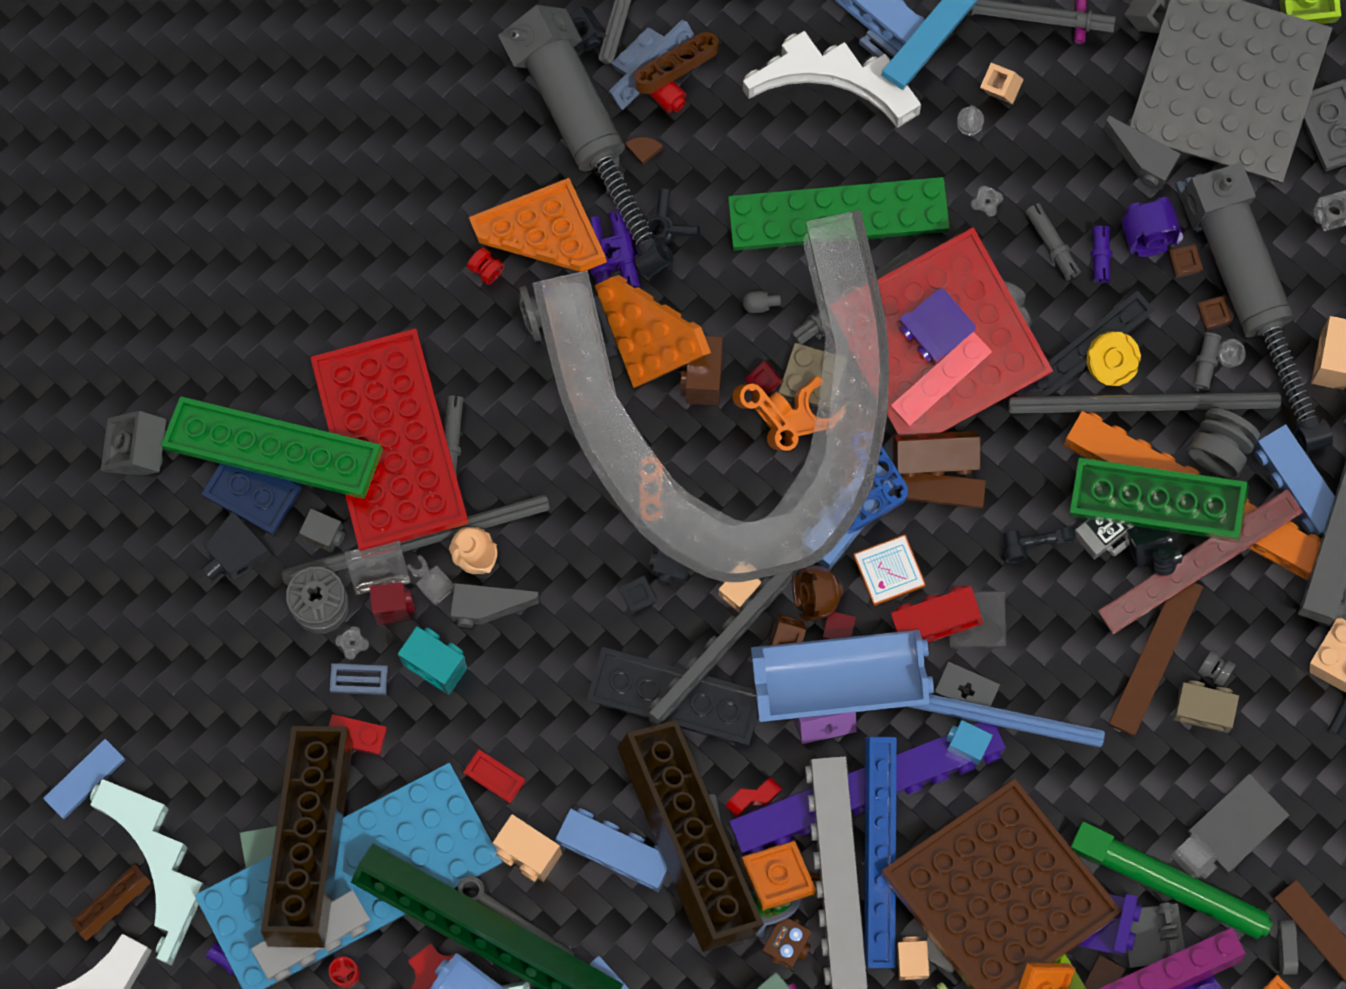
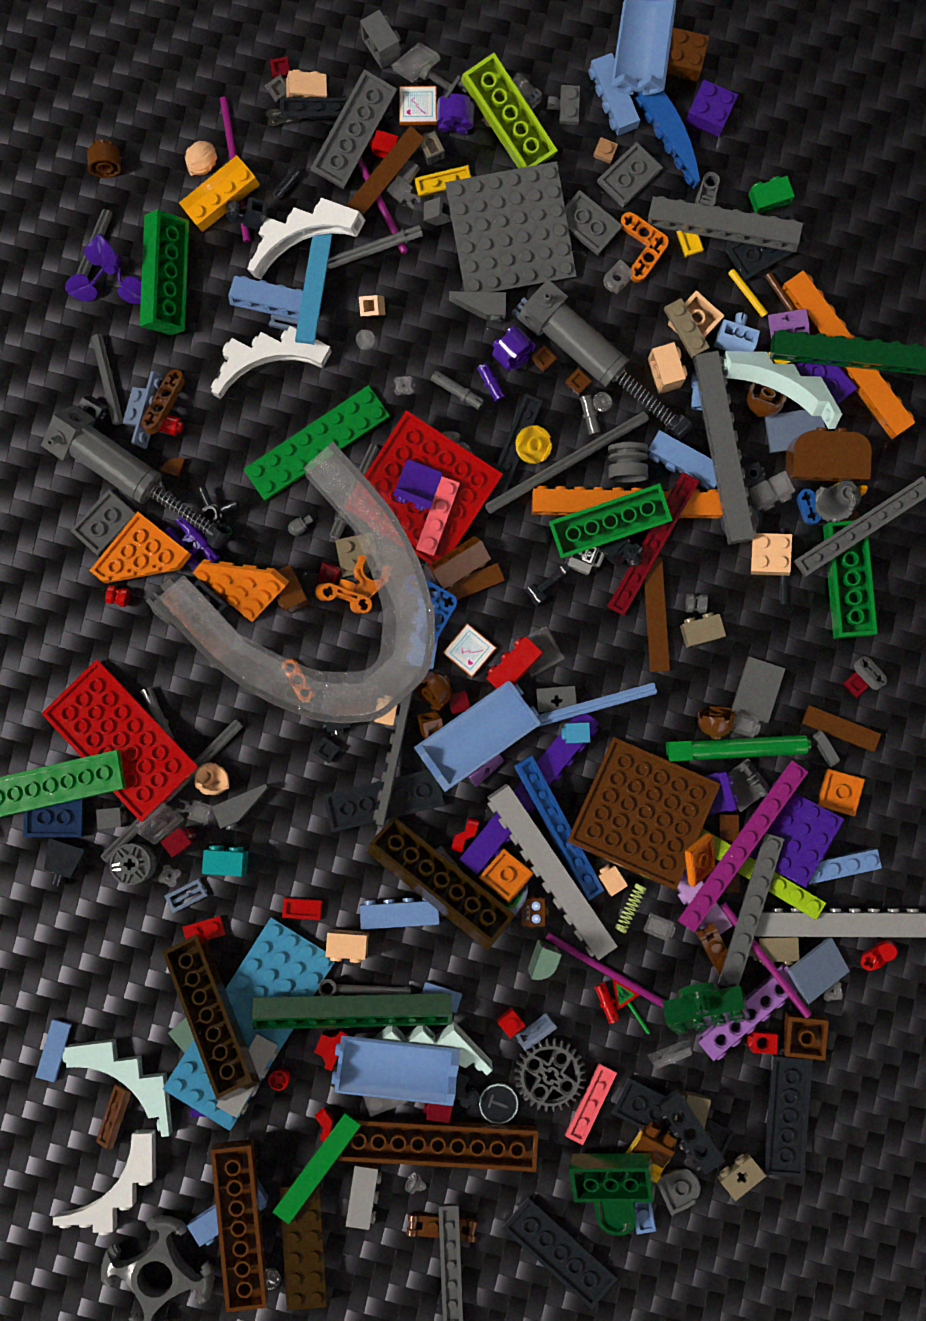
camera: 35 degrees left, 10 degrees up
(518, 169) = (103, 522): none -> dark grey tile
(1160, 832) = (717, 721): none -> reddish brown cylinder

